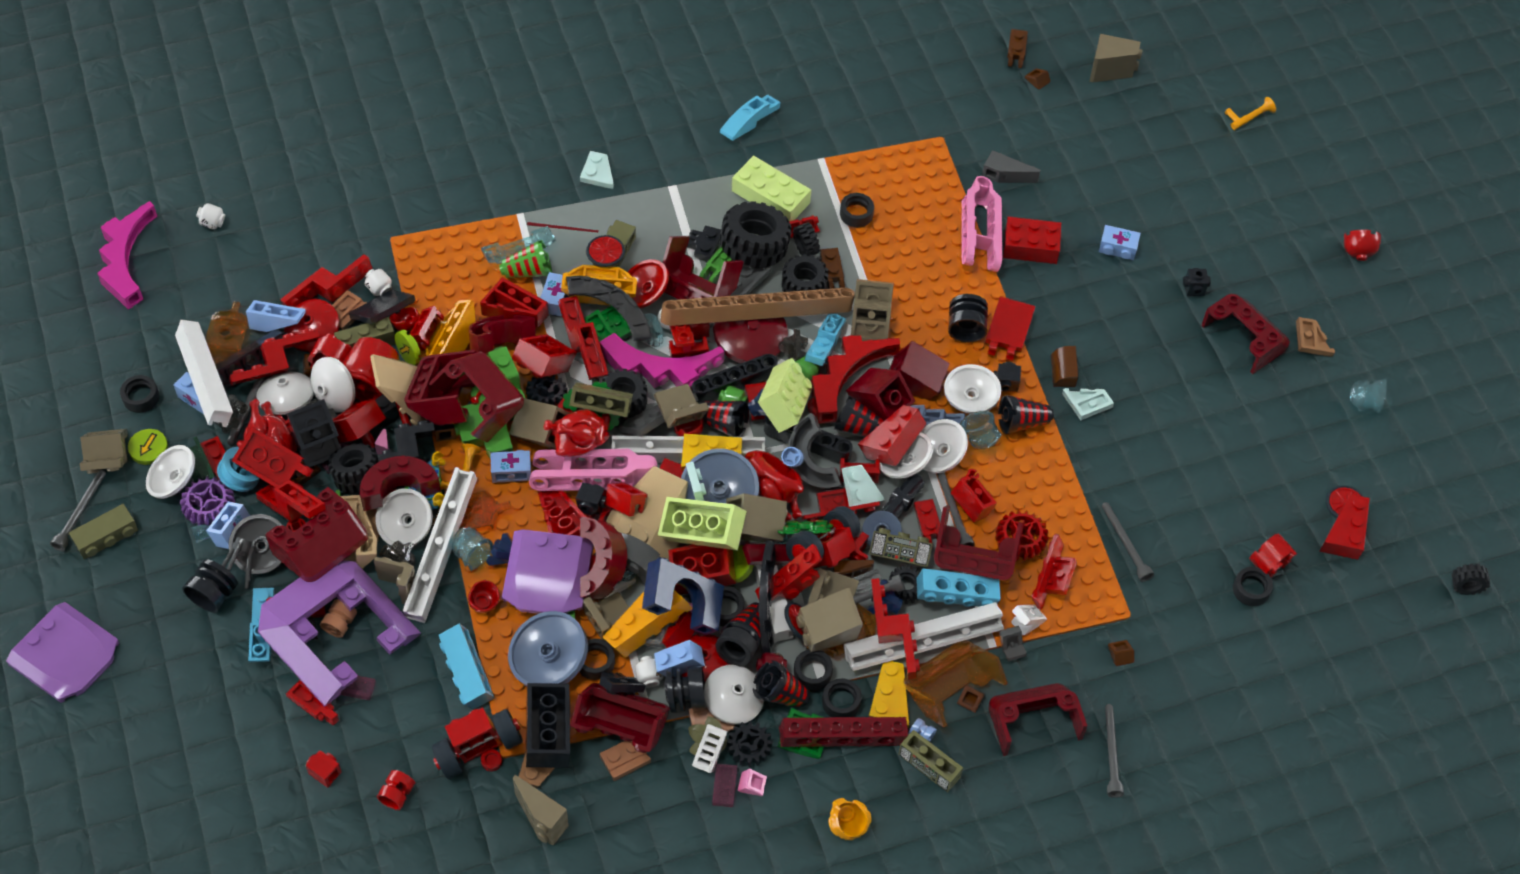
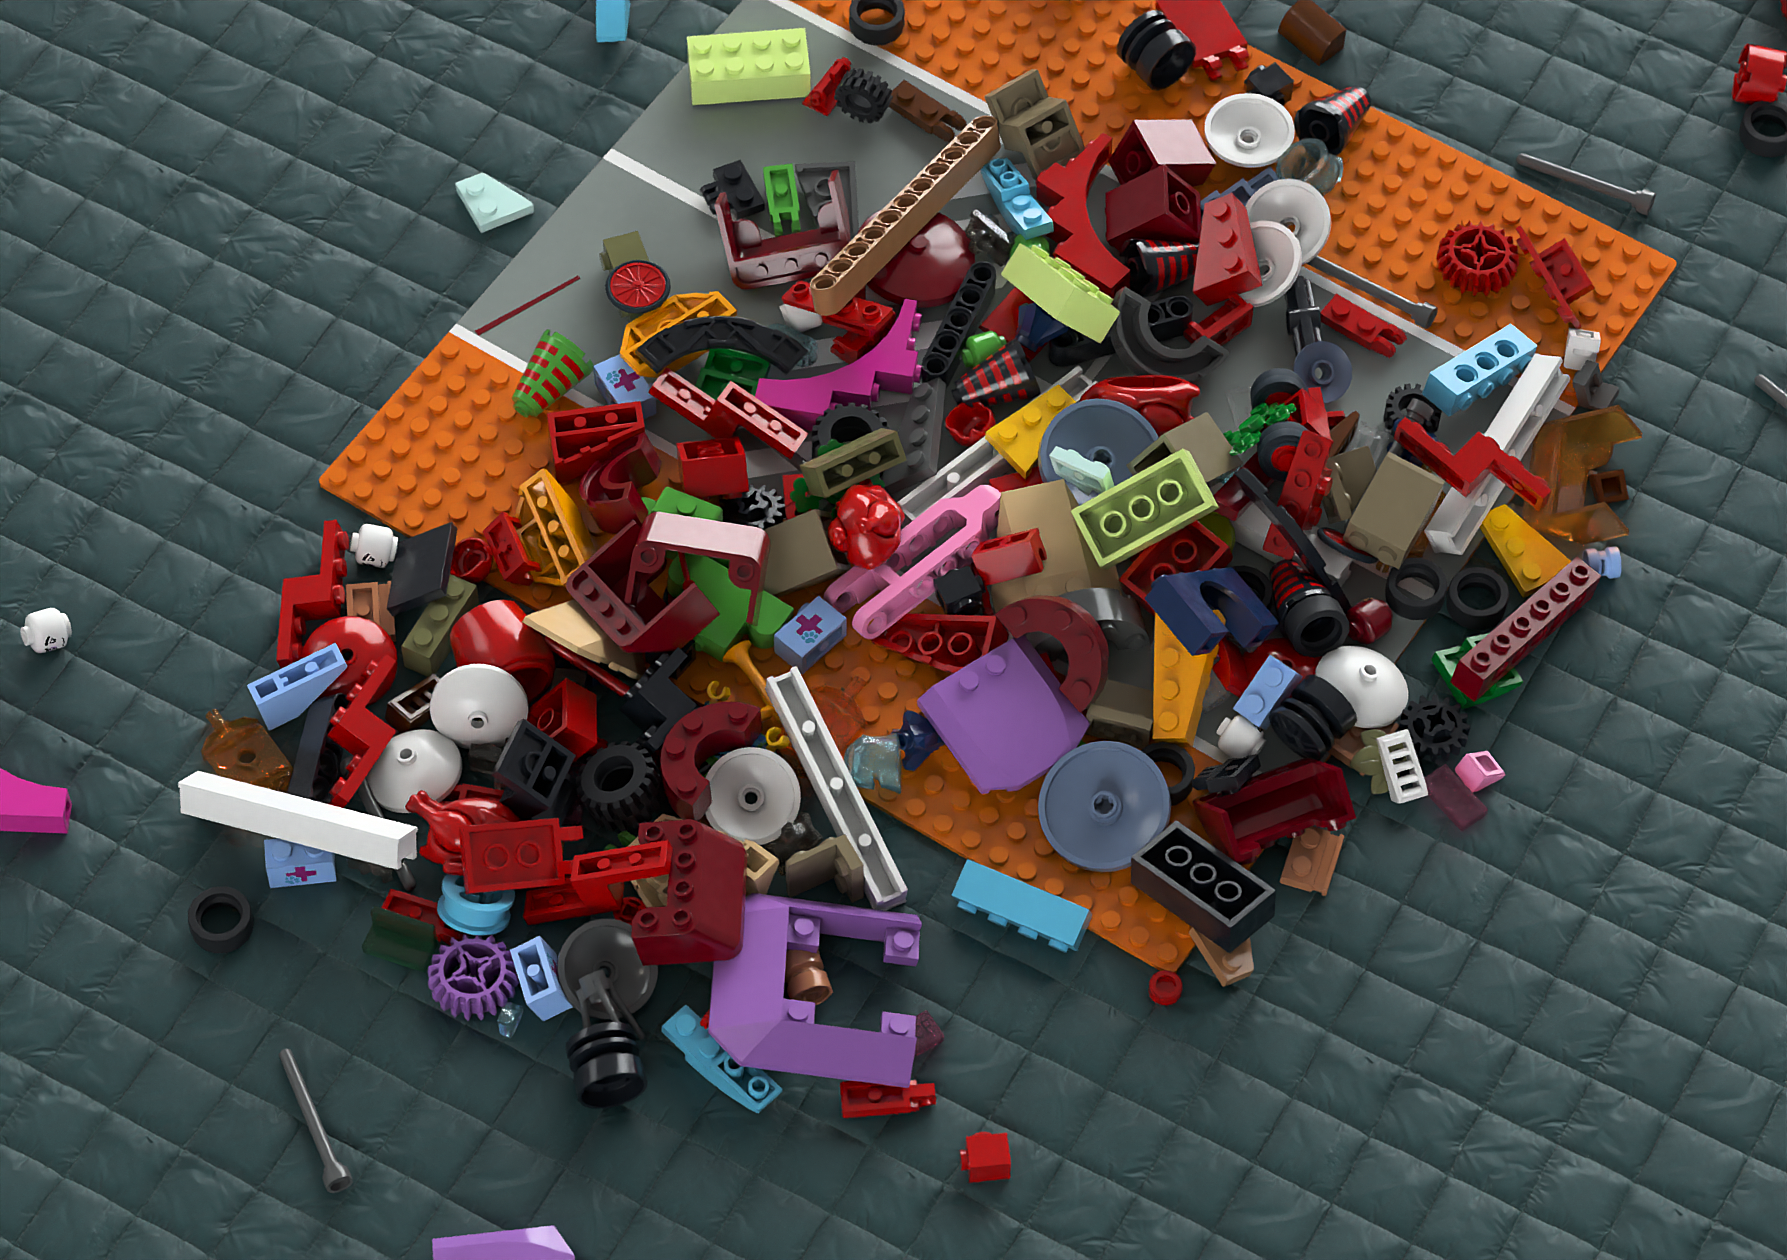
camera: 40 degrees left, 0 degrees up
(103, 450) = (266, 1019): dark tan bracket -> none
(103, 531) = (382, 1118): olive brick -> none
(147, 446) = (308, 975): lime tile -> none
(170, 472) = (372, 971): white dish -> none
(328, 347) = (425, 668): red brick -> none
(382, 442) = (615, 730): bright pink slope -> none
(394, 792) = (1101, 1108): red wheel -> none
(407, 347) = (516, 586): lime tile -> none
(474, 736) = (1129, 967): brick -> none
(483, 596) = (956, 807): red hair -> none
(495, 253) = (497, 390): clear light blue slope -> none
(543, 813) = (1295, 990): dark tan slope -> none
(651, 281) = (733, 273): red dish -> none
(679, 406) = (944, 403): dark tan bracket -> none
(759, 219) = (799, 131): black tyre -> none
(779, 686) = (1404, 633): black cone -> none
(790, 454) = (1152, 353): light blue wheel -> none
(804, 267) = (905, 127): black tyre -> none
(831, 499) = (1234, 379): red bracket -> none
(849, 819) = (1632, 718): light orange hair -> none
(859, 486) = (1248, 339): light aqua wing -> none
(901, 547) = (1366, 373): brick -> none
(930, 761) = (1648, 585): olive brick -> none
(973, 496) = (1382, 255): red hinge -> none
(974, 560) = (1498, 305): dark red windscreen -> none
(1006, 709) = (1668, 467): dark red windscreen -> none
(1088, 402) = (1379, 54): light aqua wing -> none
(1121, 652) = (1710, 309): reddish brown slope -> none

